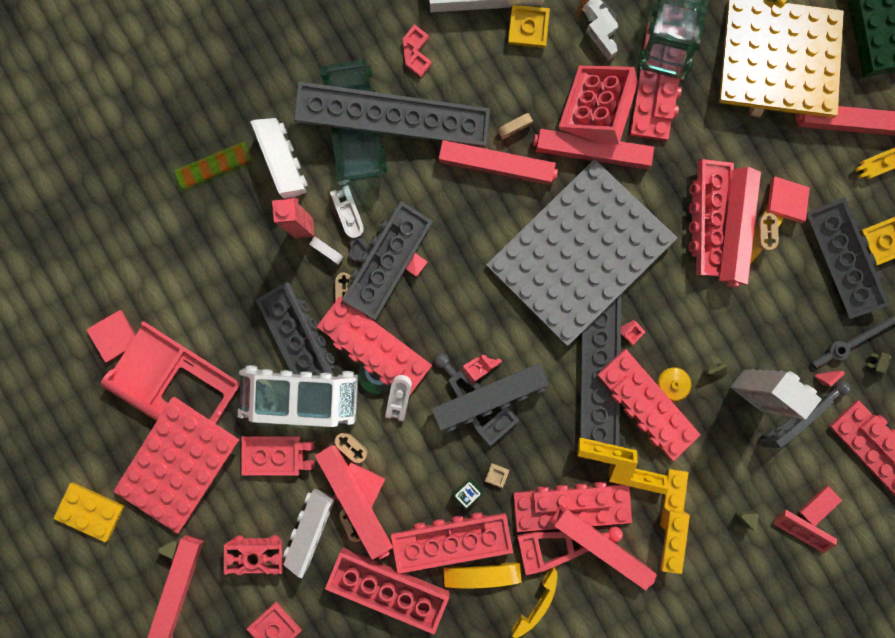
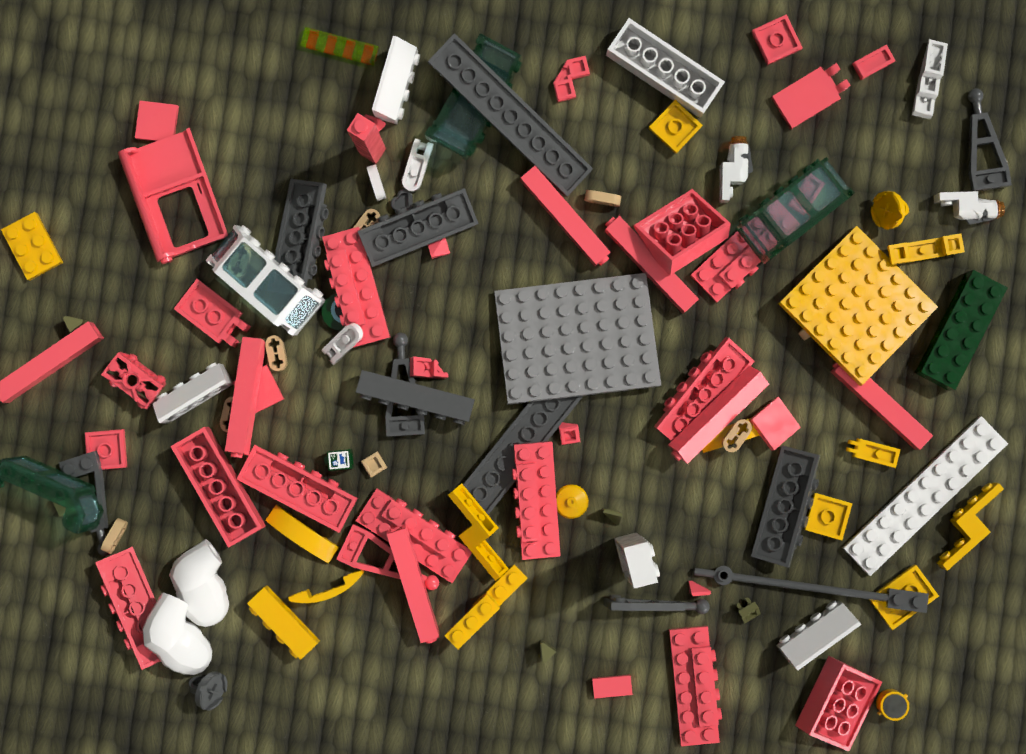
camera: 35 degrees right, 0 degrees up
(176, 465) = (128, 261): coral plate -> none
(805, 531) = (583, 695): coral plate -> none

